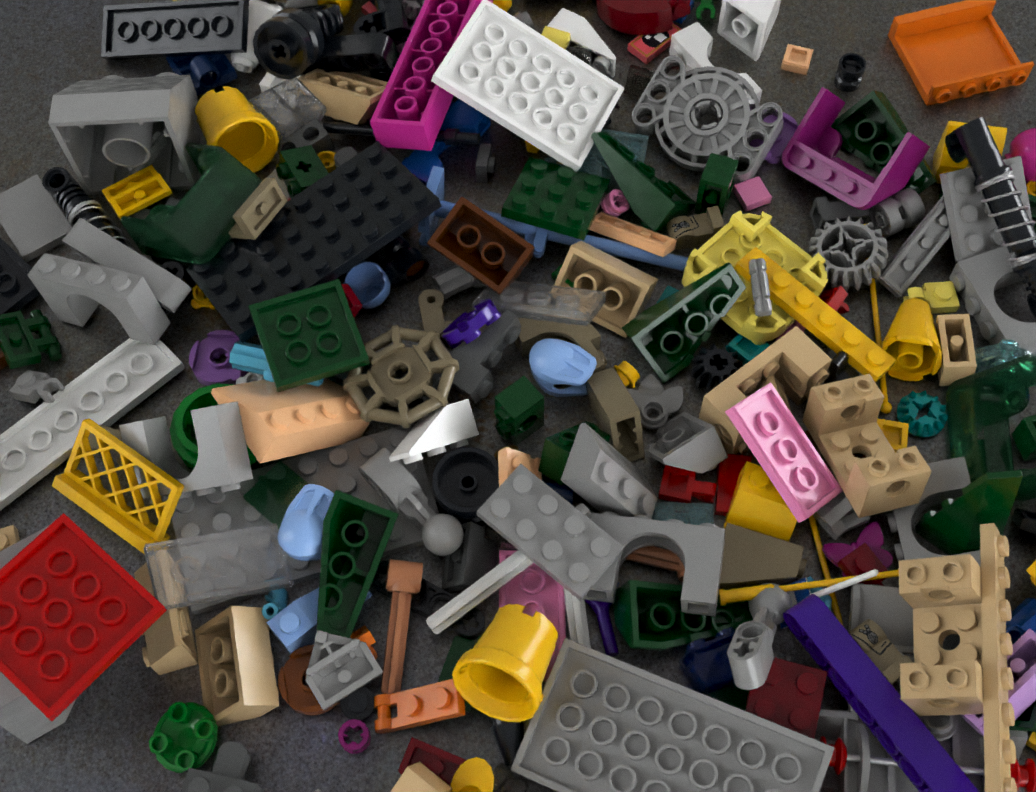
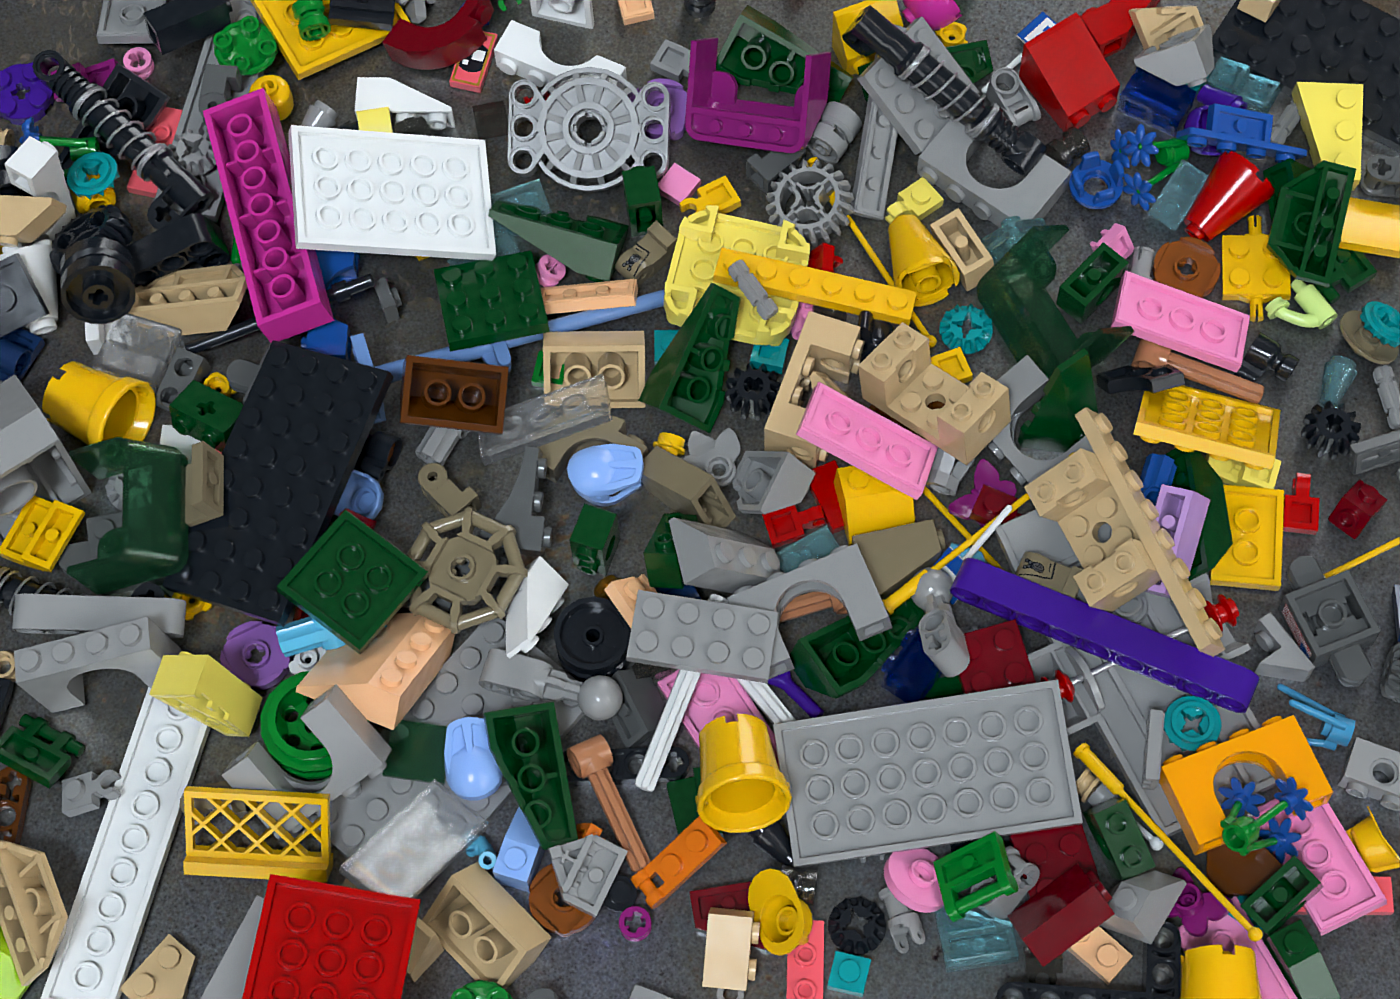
camera: 30 degrees left, 5 degrees up
(156, 360) = (207, 693): none -> light yellow wedge
(467, 324) = (497, 481): dark purple plate -> none
(781, 211) = (715, 193): none -> yellow plate
(798, 104) = (671, 61): none -> light grey plate

